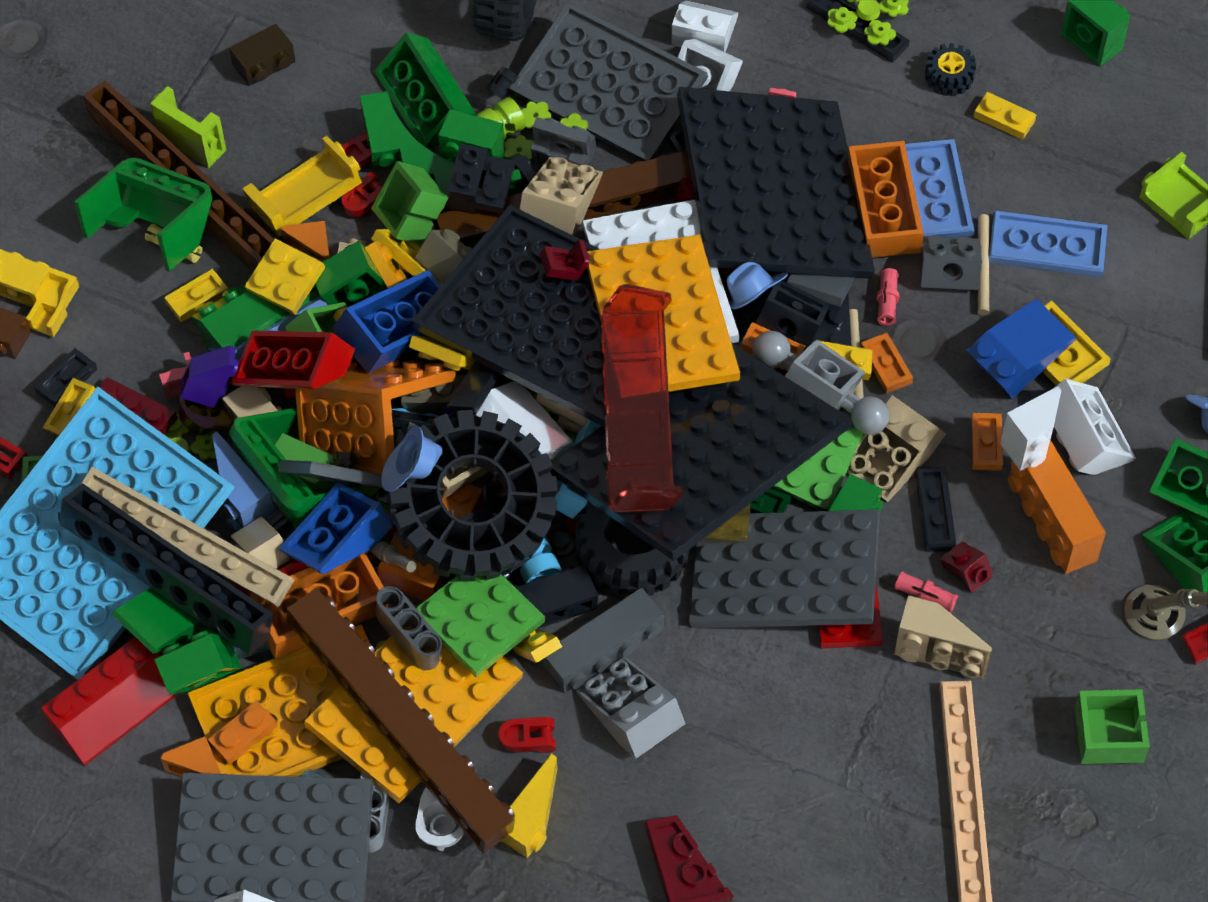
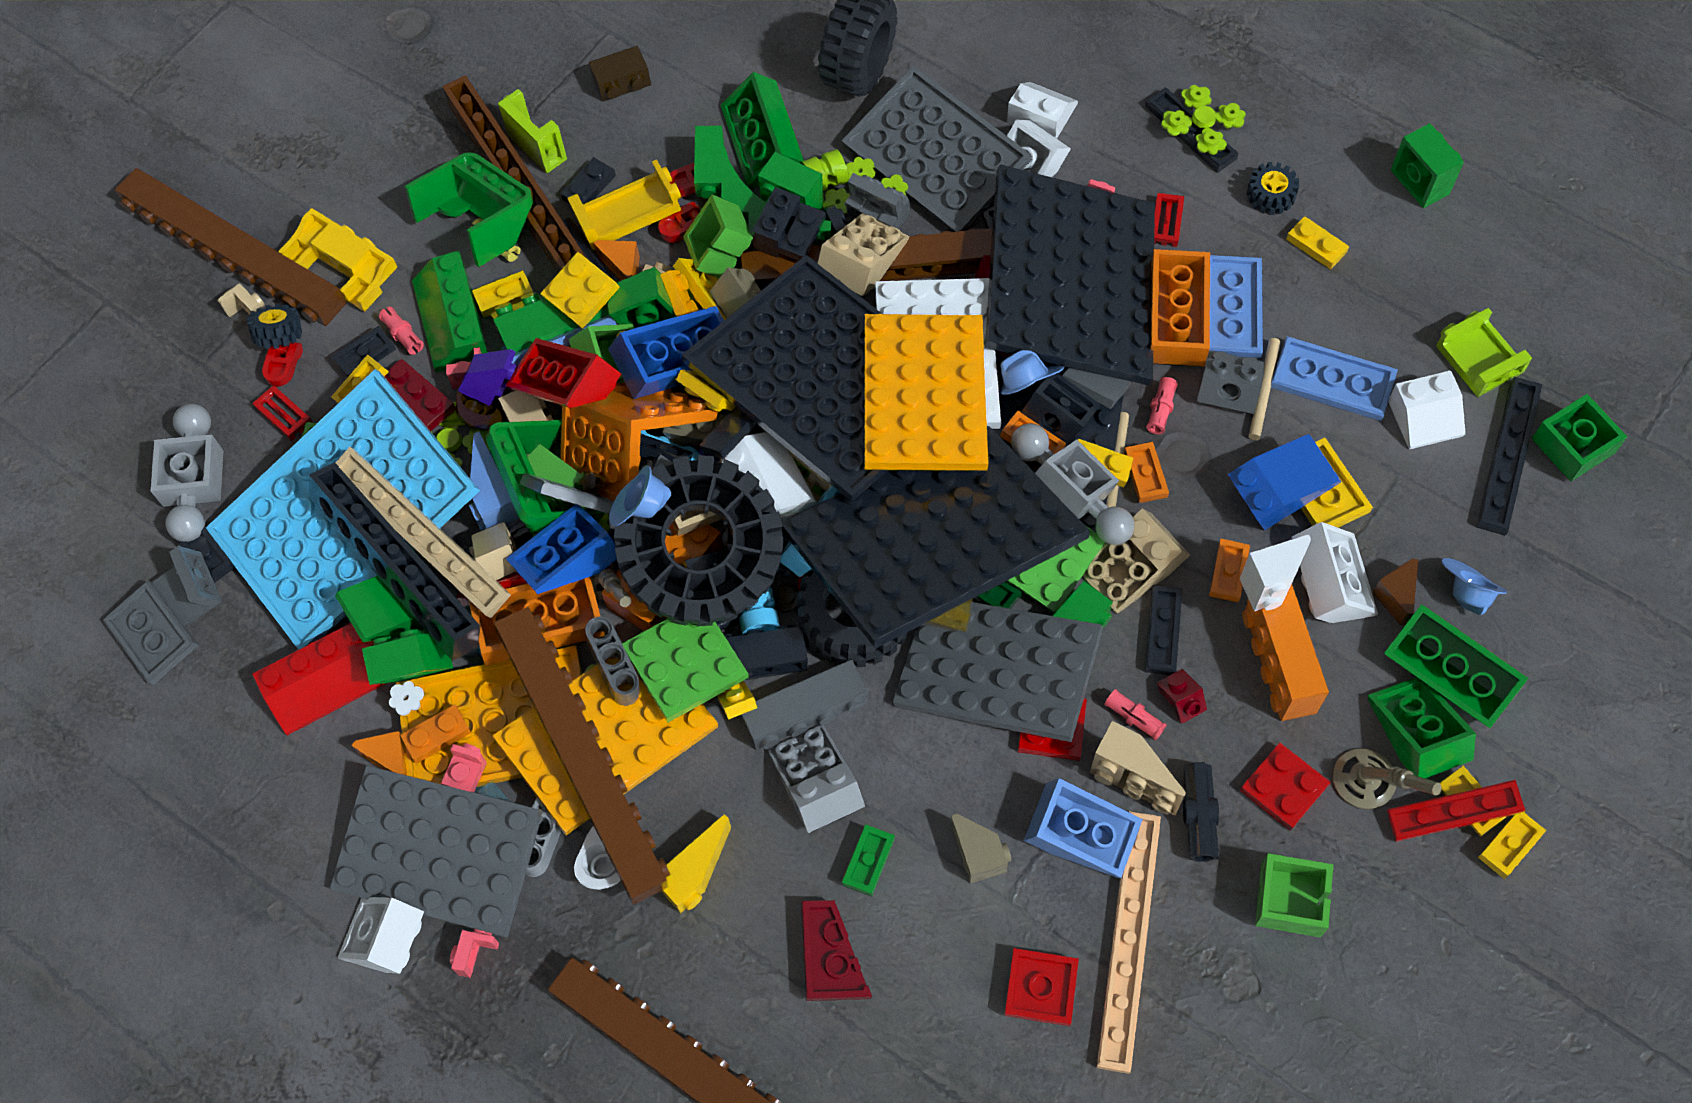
camera: 15 degrees right, 5 degrees up
(98, 349) = (401, 330): none -> coral pin
(144, 322) = (448, 311): none -> green slope
(203, 697) = (401, 692): none -> white plant
(256, 169) = (589, 181): none -> black plate
(281, 755) = (464, 768): none -> coral bracket
(501, 82) = (835, 134): black plate -> none
(515, 735) = (698, 783): red plate -> none
(565, 262) = (843, 322): dark red bracket -> none
(637, 401) = (876, 477): clear red piece -> none
(700, 773) = (868, 860): none -> green plate
(805, 742) = (979, 849): none -> dark tan slope
(851, 96) = (1164, 238): none -> red tile
(893, 856) = (1041, 987): none -> red plate
(899, 704) = (1083, 828): none -> medium blue slope
(1008, 669) = (1200, 812): none -> black piece
(1082, 632) = (1285, 786): none -> red plate
(1144, 258) = (1428, 409): none -> white slope
(1150, 432) = (1398, 591): none -> reddish brown slope

